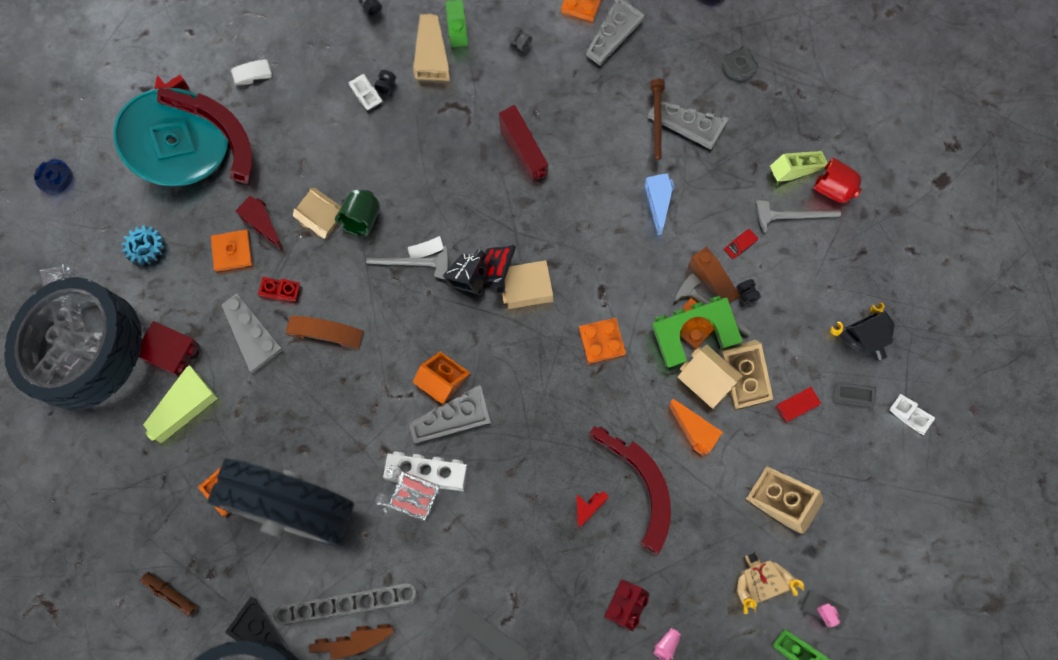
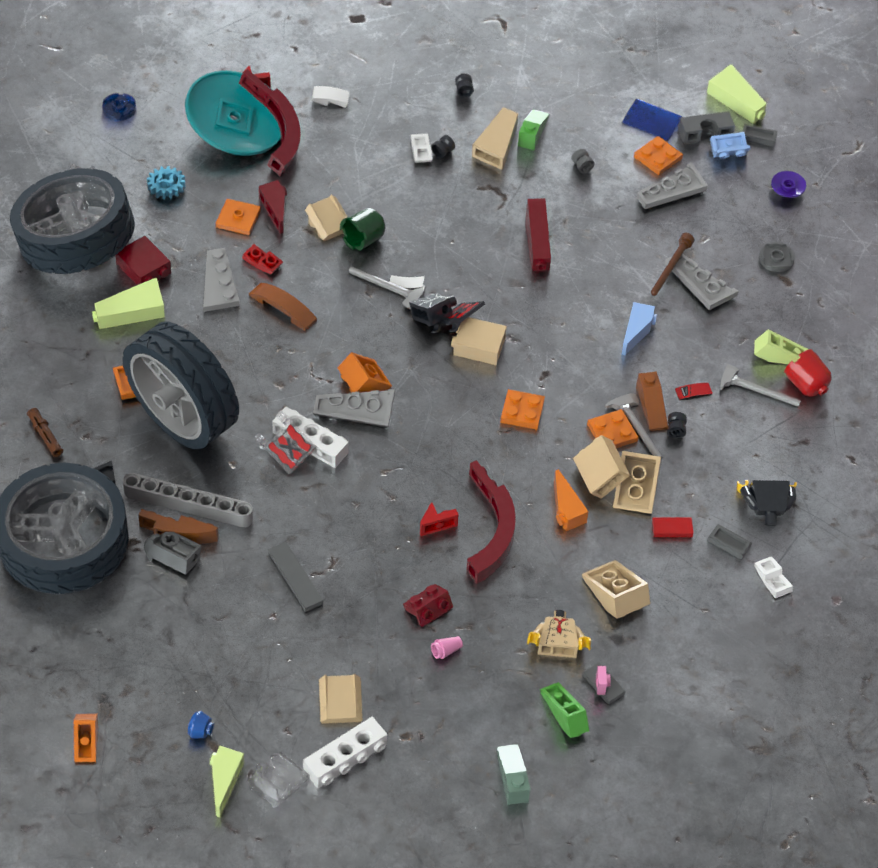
camera: 20 degrees right, 20 degrees down
(716, 312) = (586, 416): bright green arch -> none

